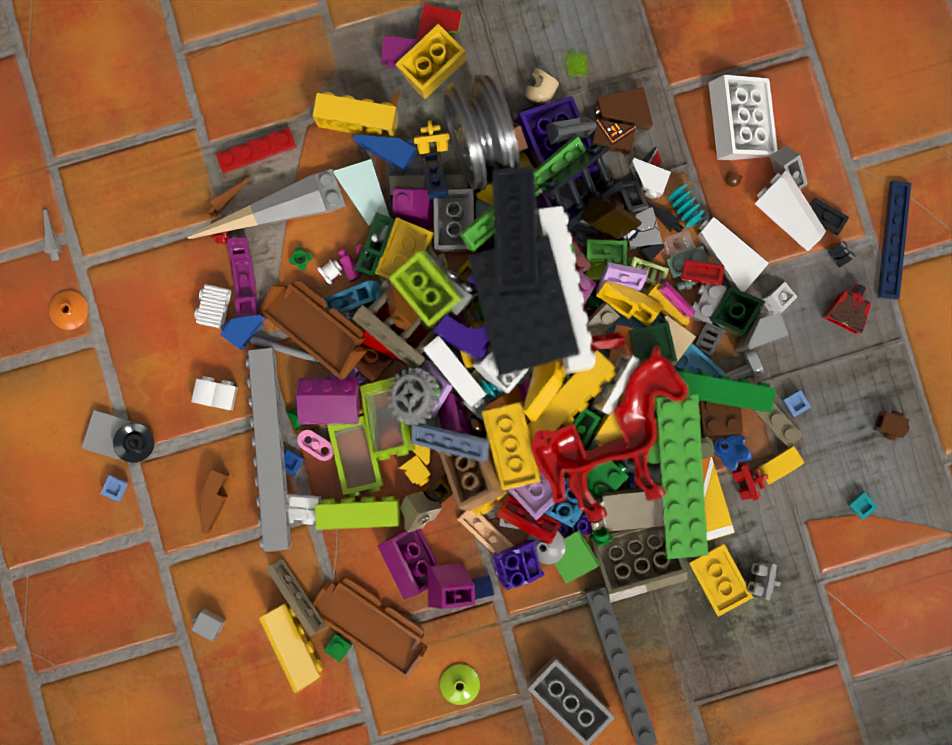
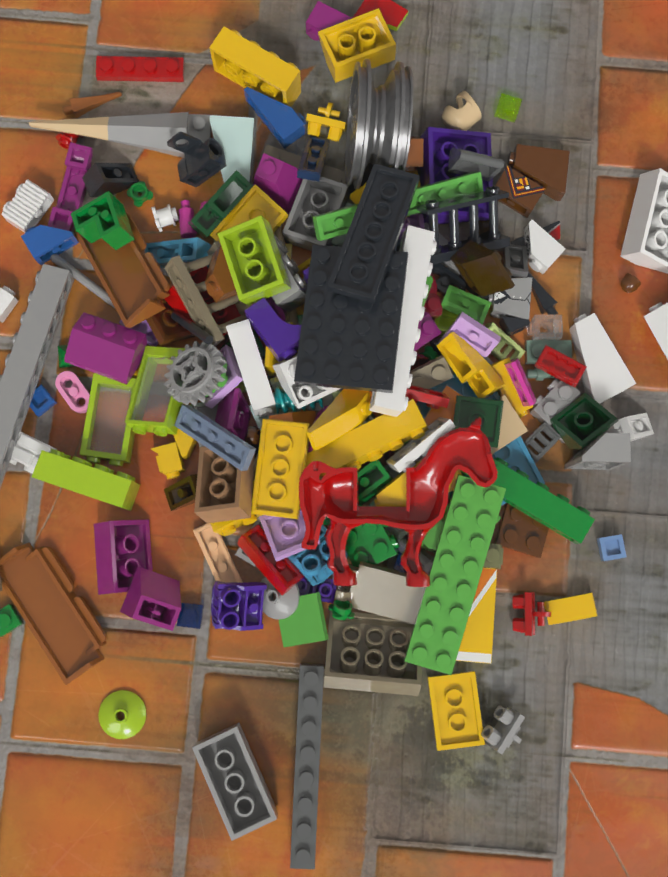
camera: 15 degrees right, 5 degrees down
(271, 256) = (109, 177): none -> black slope
(285, 294) = (104, 219): none -> green brick
(340, 213) = (200, 158): none -> black piece
(394, 358) = (192, 327): none -> black bar
(418, 511) = (154, 504): dark tan brick -> none
(686, 206) = (568, 292): teal piece -> none
(734, 451) = (523, 574): blue plate -> none
(752, 367) = (578, 490): light grey piece -> none
(779, 424) = (584, 563): dark tan plate -> none
(862, 505) = (644, 689): teal plate -> none

